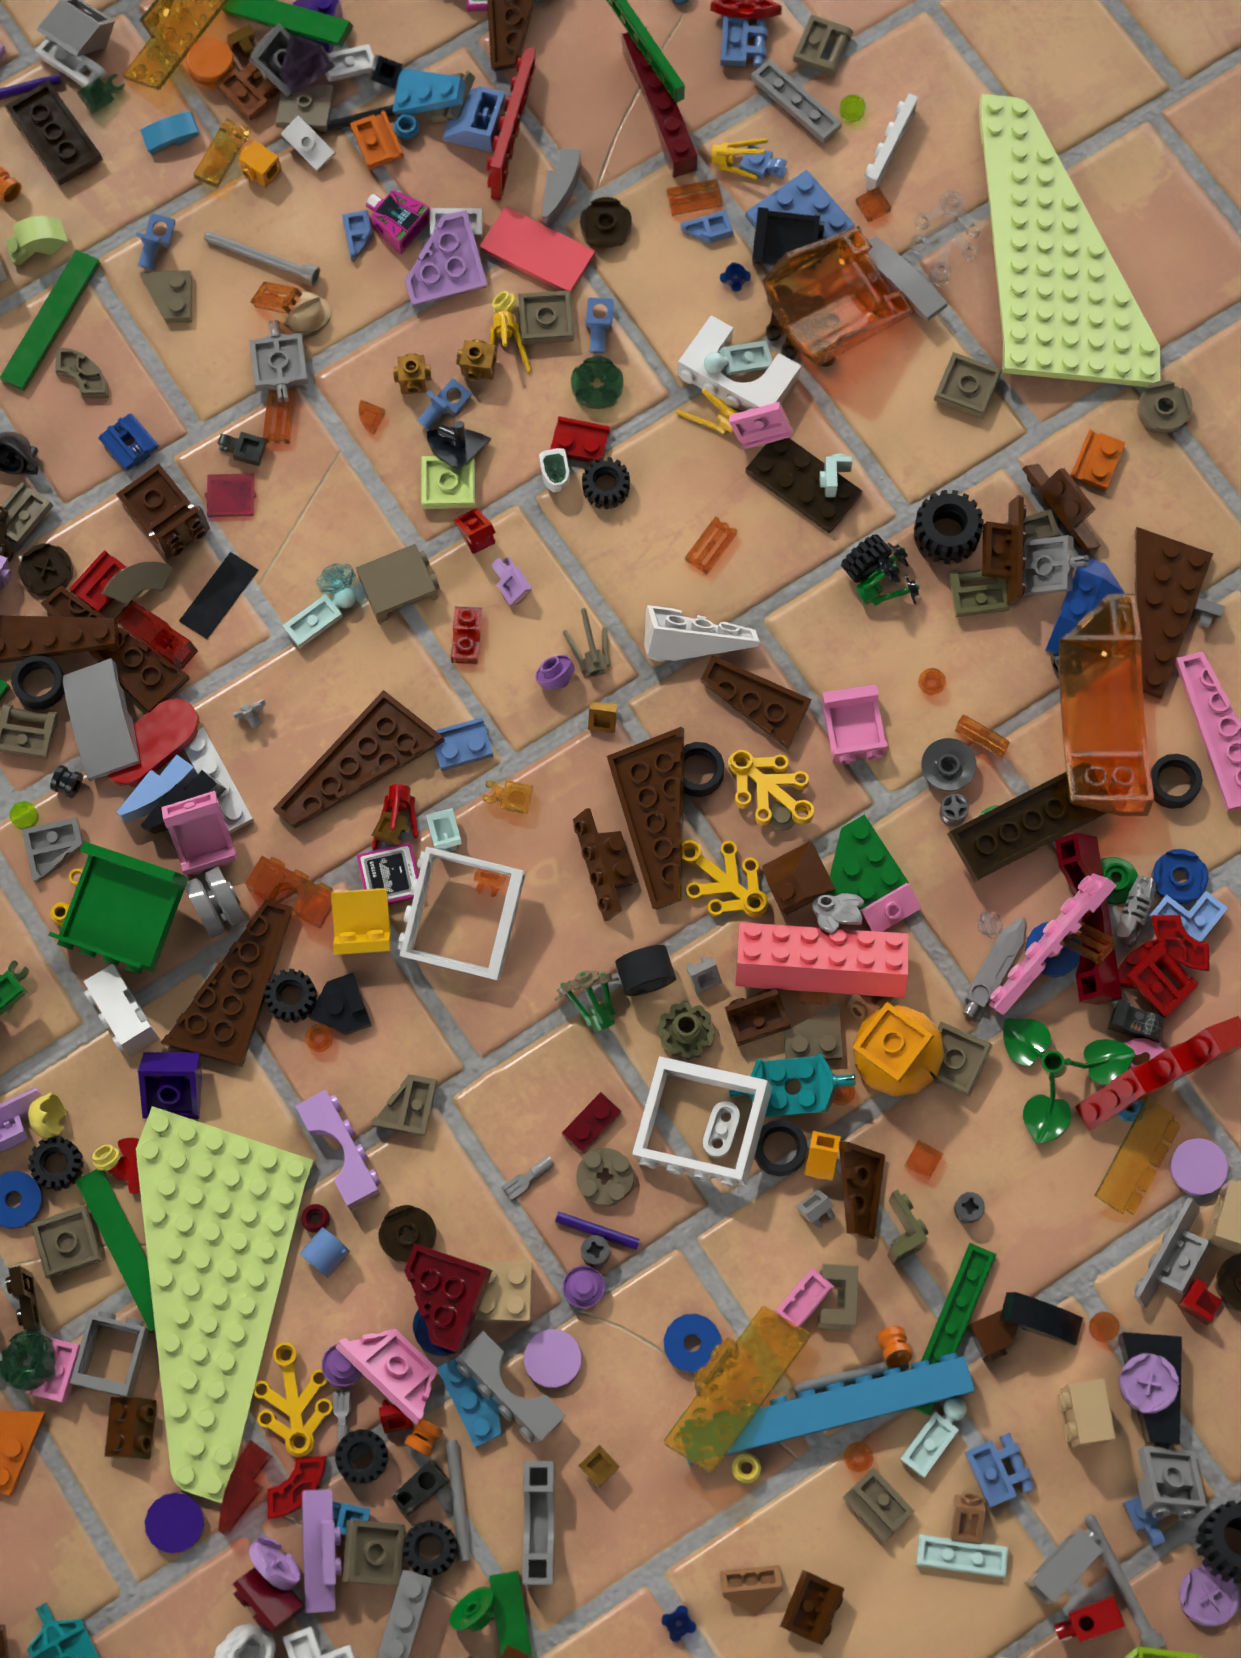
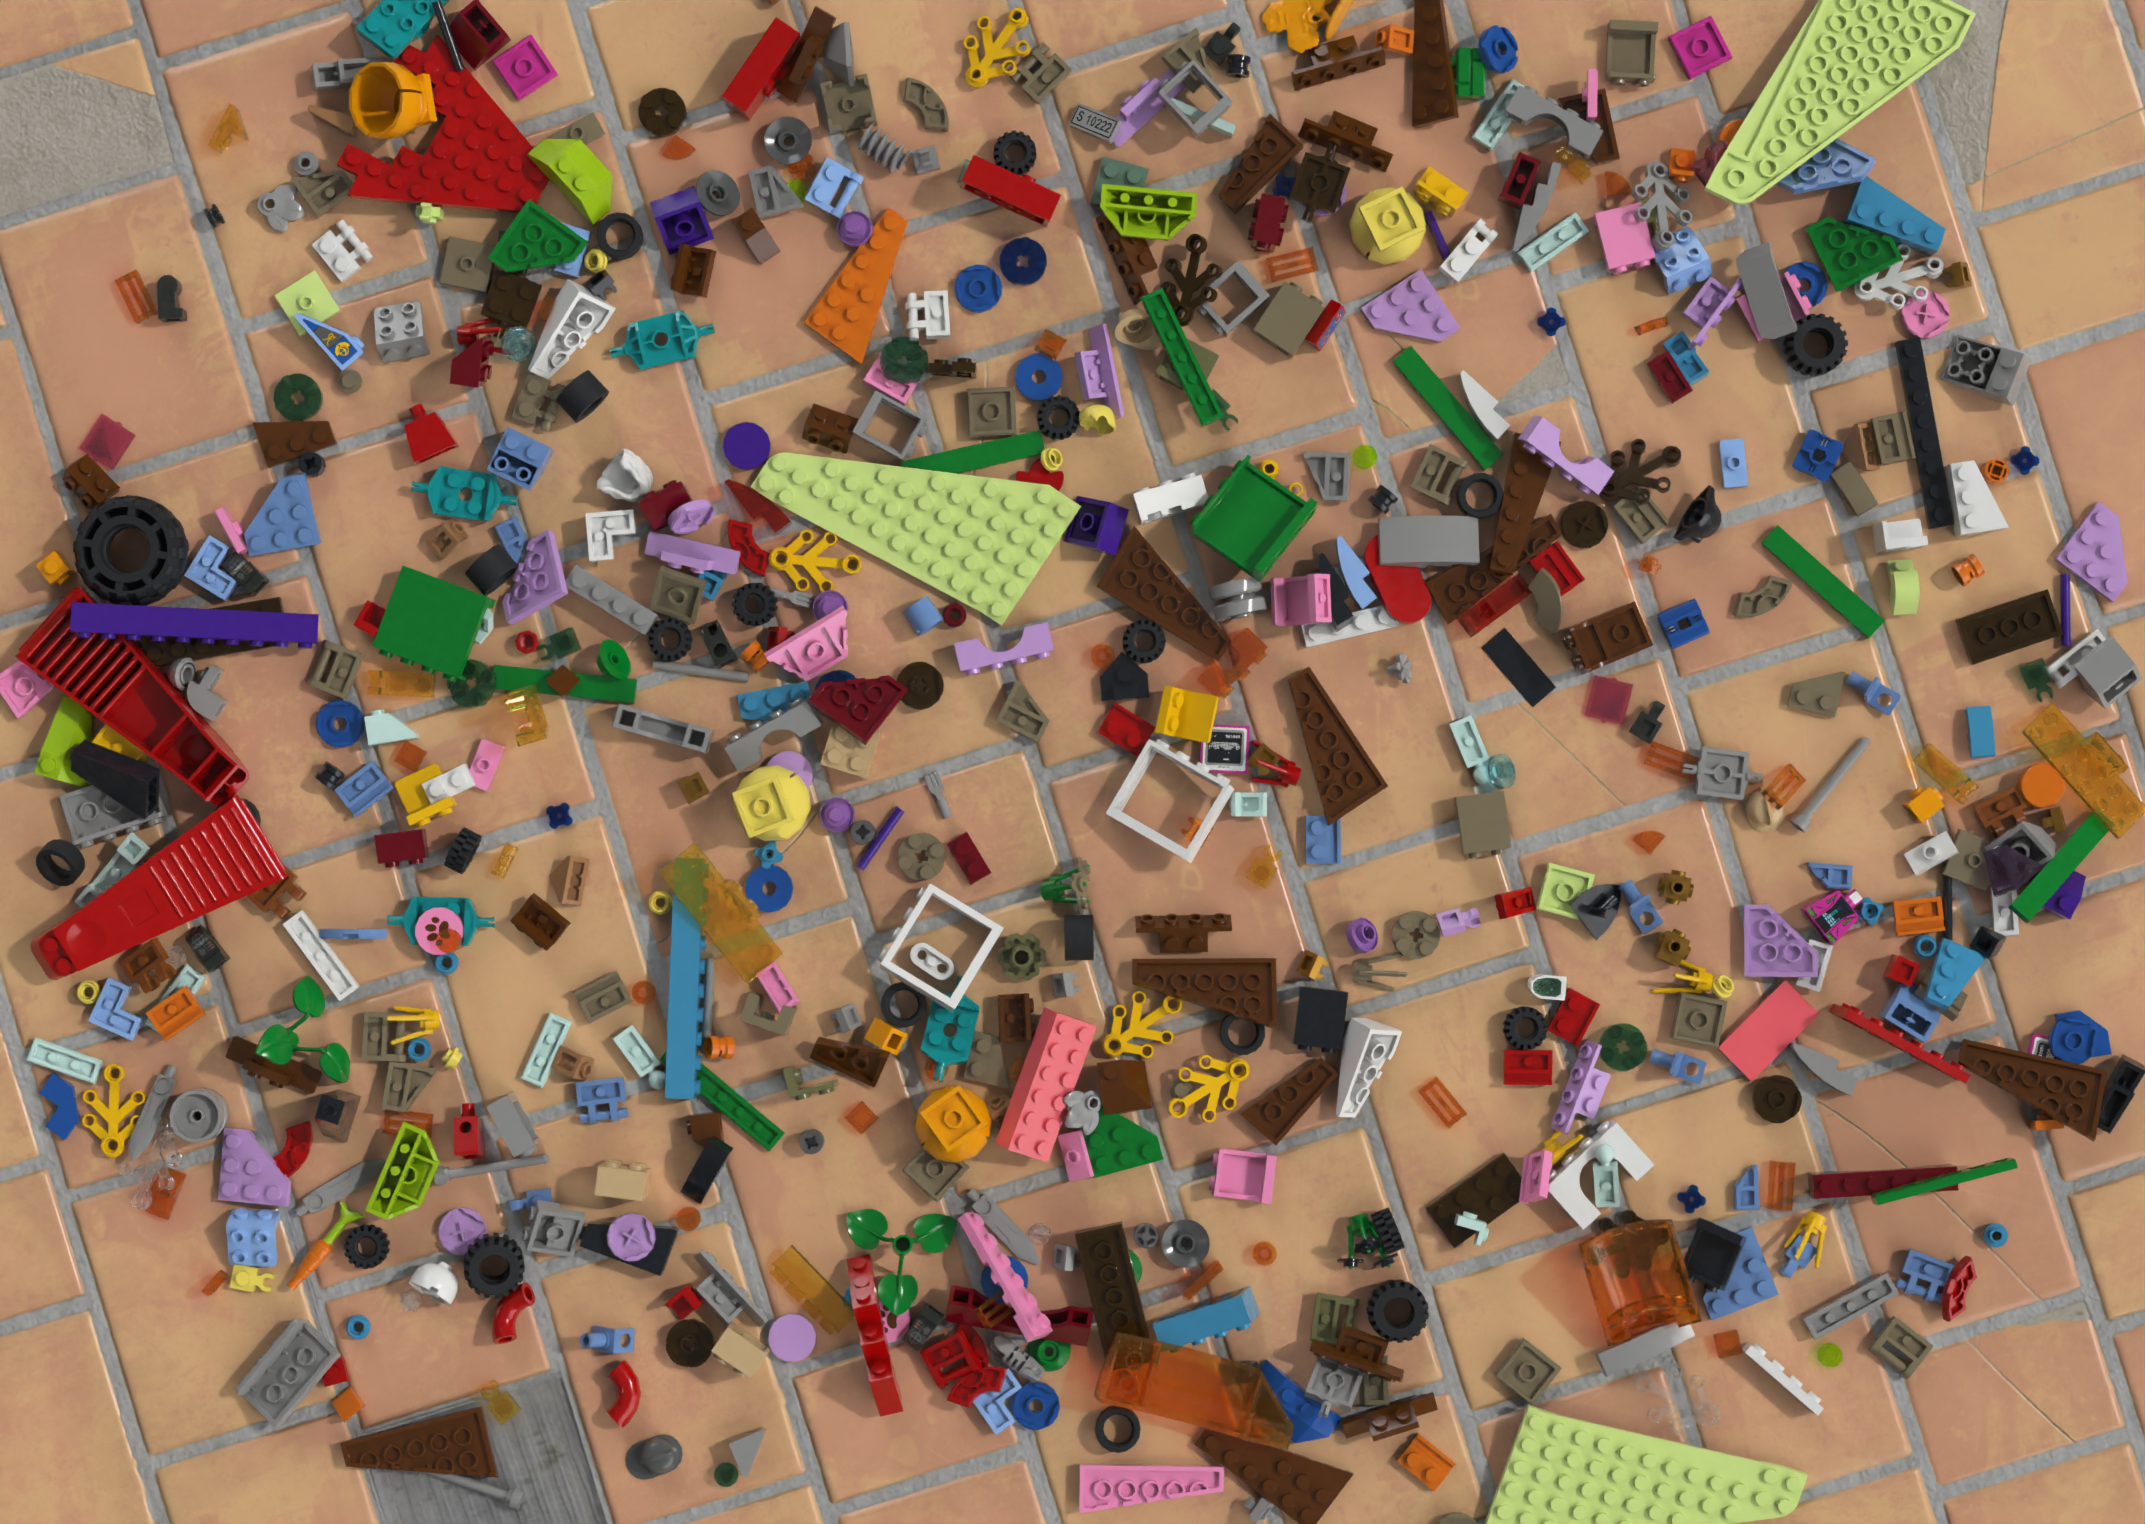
camera: 100 degrees right, 15 degrees up
(73, 490) = (1649, 565): none -> clear orange plate
(384, 181) = (1876, 909): none -> dark azure plate
(396, 988) = (1126, 729): none -> red plate
(436, 139) = (1901, 970): none -> red panel
(466, 635) = (1419, 869): clear red slope -> none
(528, 631) = (1424, 945): none -> dark tan plate
(591, 1366) = (771, 803): none -> light yellow plate
(647, 469) = (1527, 1067): none -> red plate
(653, 410) = (1583, 1088): none -> lavender bracket
(653, 1362) = (774, 858): none -> dark azure plate
(659, 690) = (1320, 1019): none -> black panel
(1006, 889) = (1064, 1257): none -> light grey tile
(1024, 717) = (1208, 1319): none -> dark azure wedge

